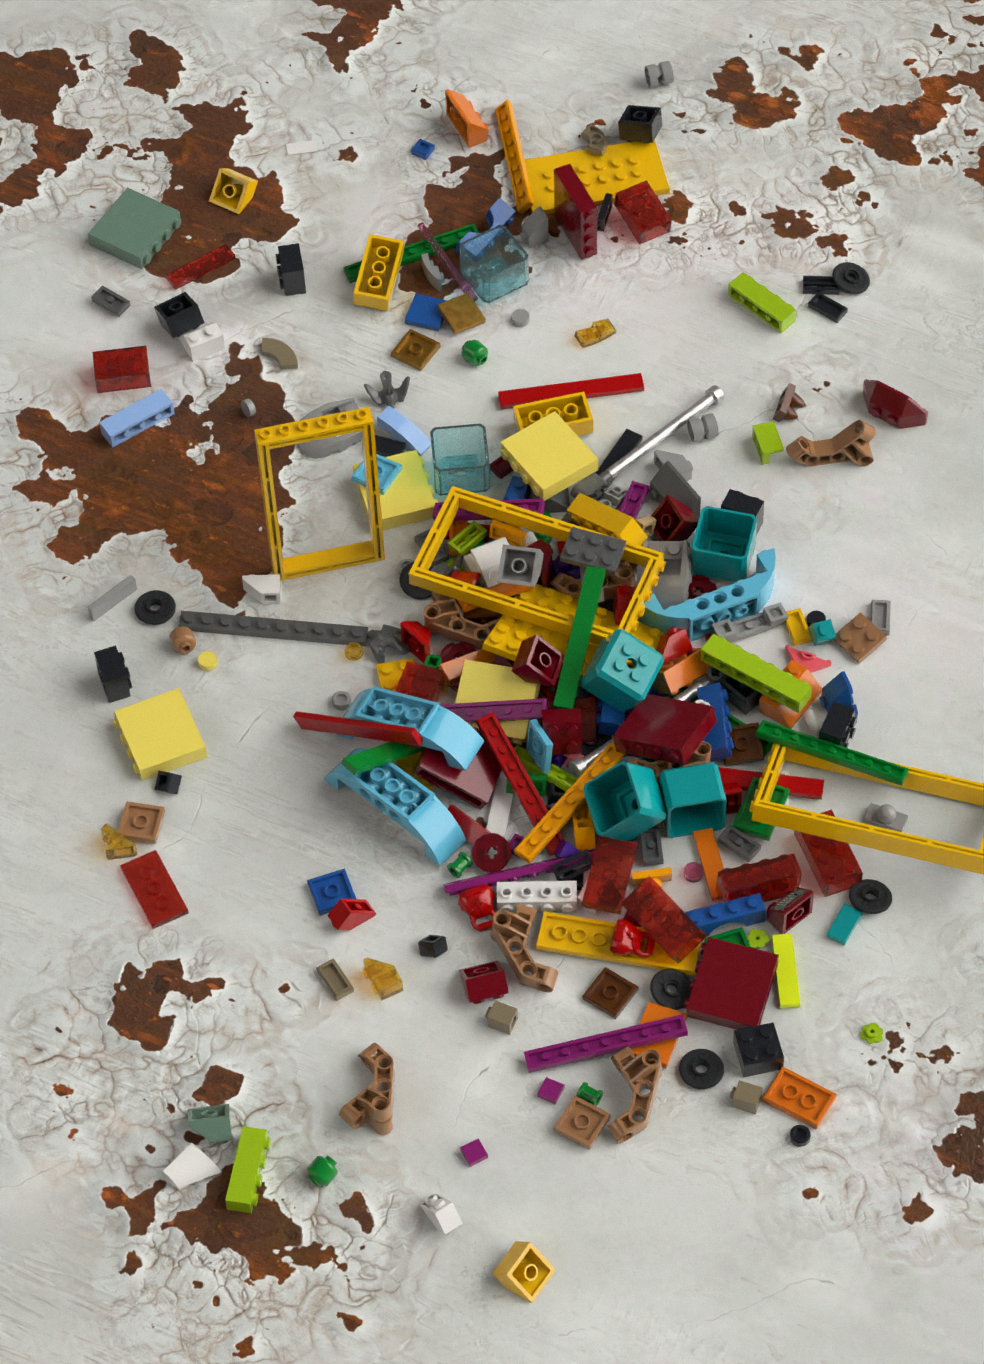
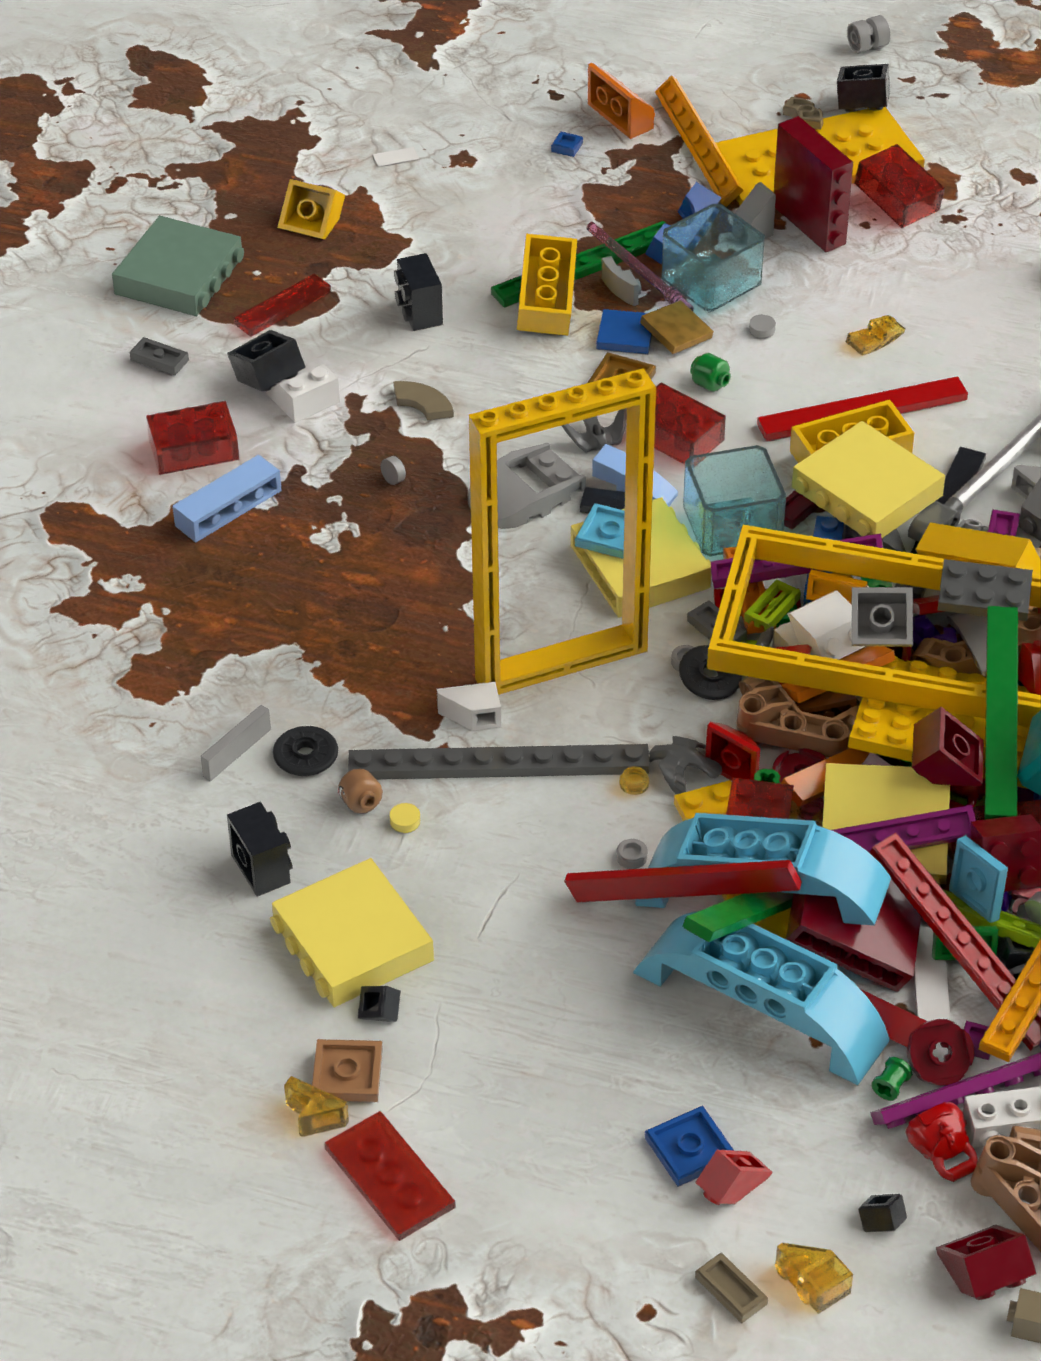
camera: 10 degrees left, 10 degrees down
(441, 392) = (685, 425): none -> clear red brick

